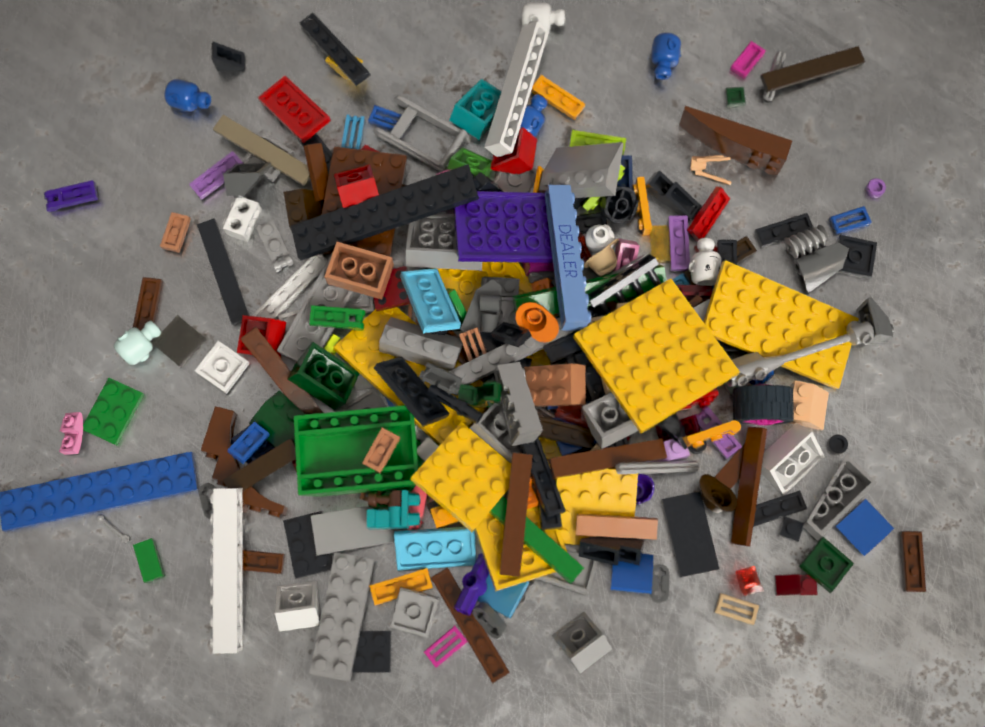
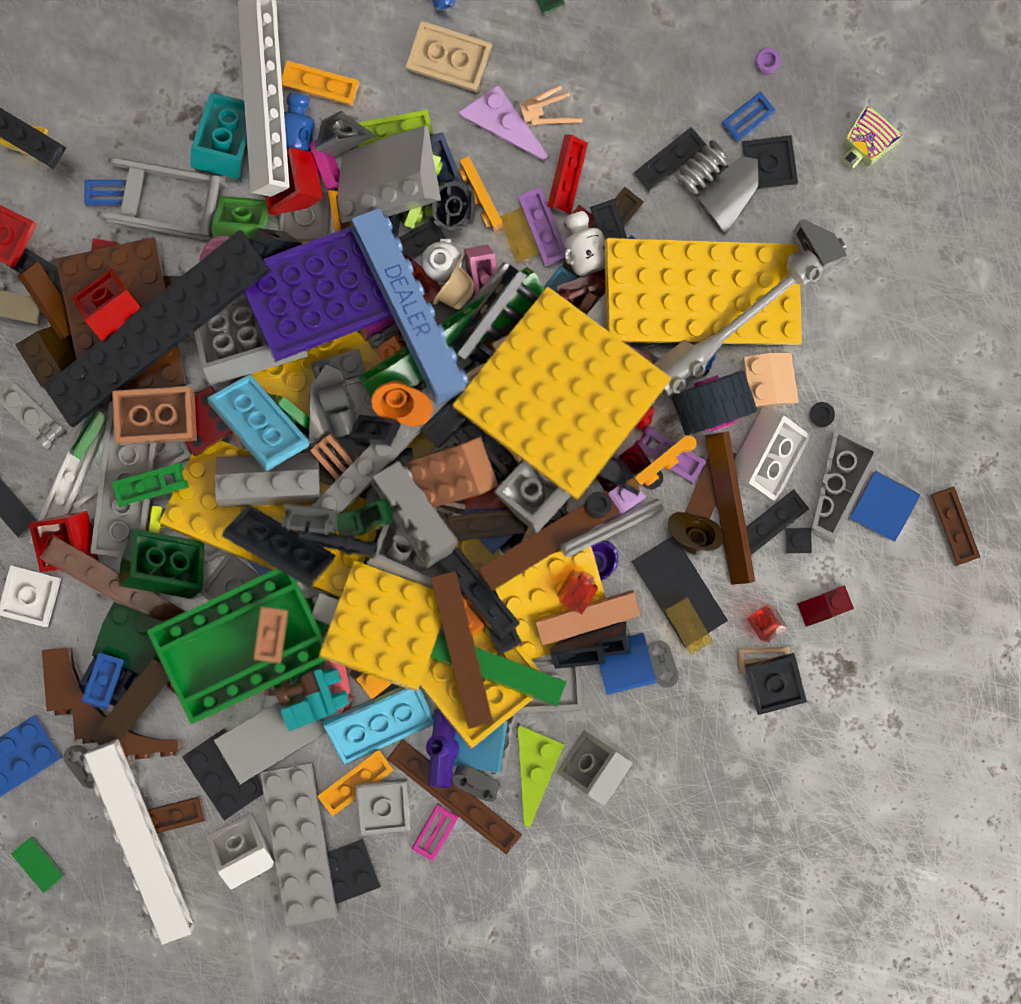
camera: 20 degrees left, 10 degrees up
(308, 270) = (88, 434): none -> green tile
(355, 119) = (58, 213): dark azure tile -> none
(540, 623) = (537, 763): none -> lime wing
(543, 149) = (327, 167): none -> dark pink tile
(560, 134) = (340, 134): none -> dark grey slope
(617, 502) = (577, 591): none -> clear red brick
(652, 110) = (449, 56): none -> tan plate
(653, 446) = (598, 505): none -> black tile
(672, 195) = (513, 165): black slope -> none
(673, 160) = (497, 115): none -> lavender wing
(689, 561) = (688, 626): none -> clear yellow plate
(737, 141) = (573, 64): reddish brown slope -> none
(740, 629) = (775, 683): none -> black plate
(826, 564) = (853, 568): dark green tile -> none
(934, 263) = (869, 138): none -> torso

